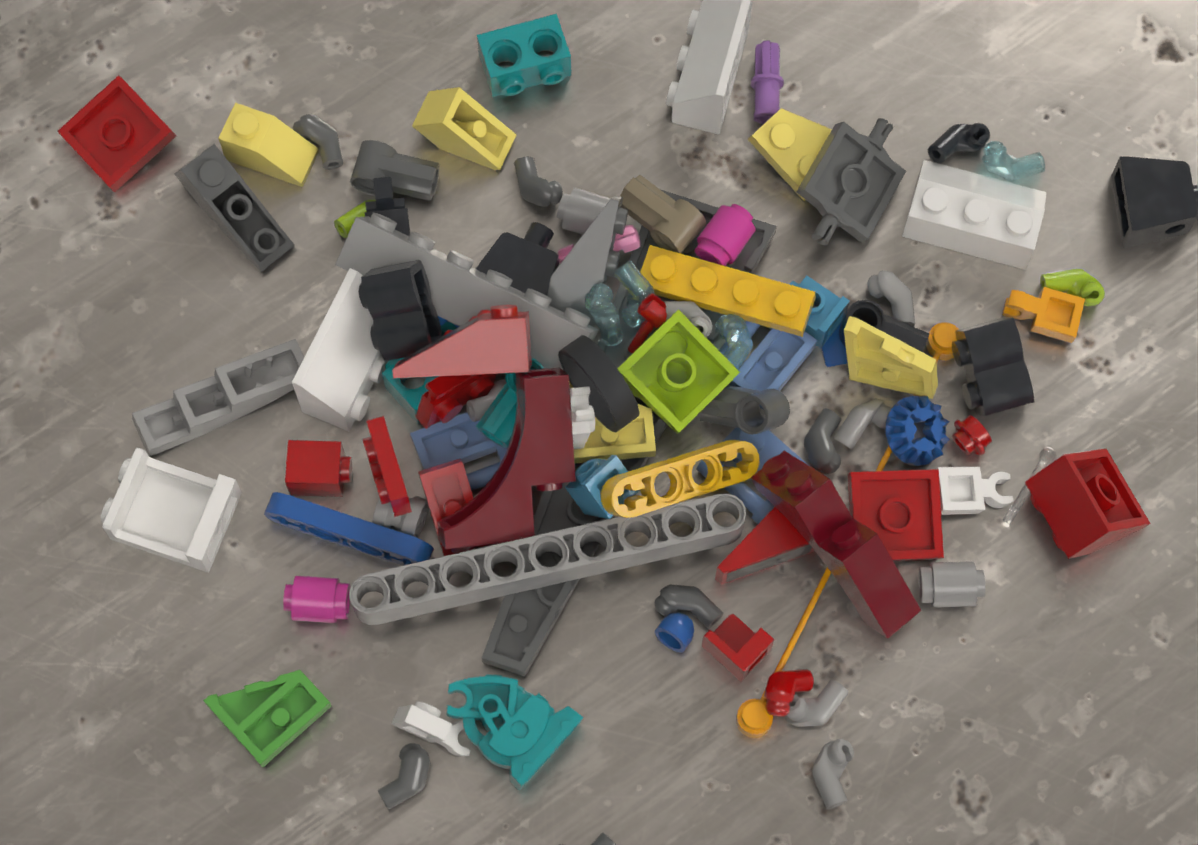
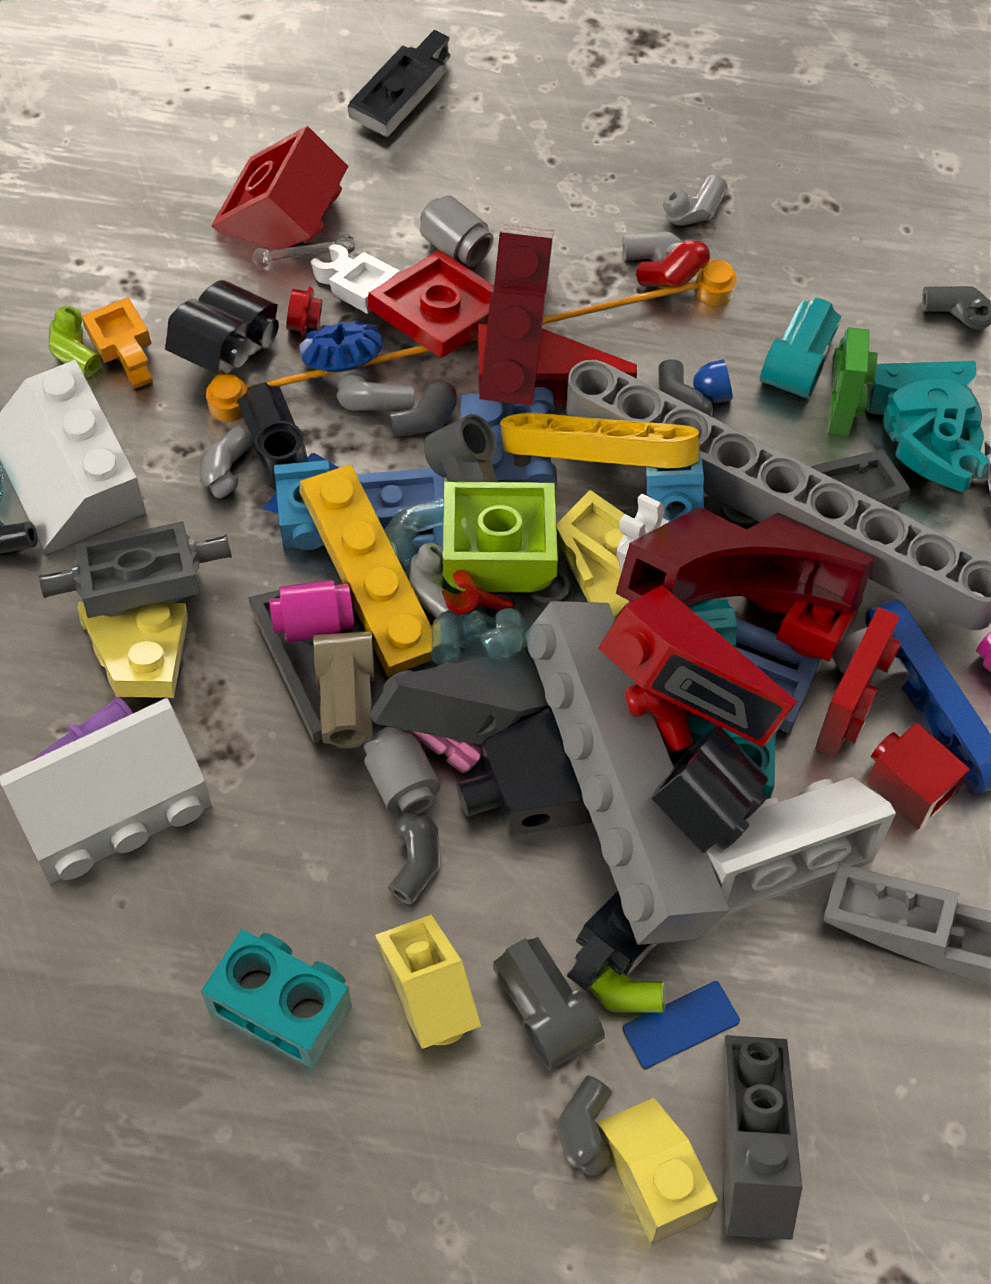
camera: 135 degrees left, 10 degrees down
(321, 235) = (681, 1025): none -> blue sticker
(587, 694) = (850, 371): none -> bright green wing
(609, 394) = (598, 538): black tyre -> none
(642, 698) = (800, 355): none -> teal piece
(737, 646) = (675, 327): red panel -> none
(887, 362) = (294, 377): light yellow wing -> none
(1126, 674) = (400, 84): none -> black hinge

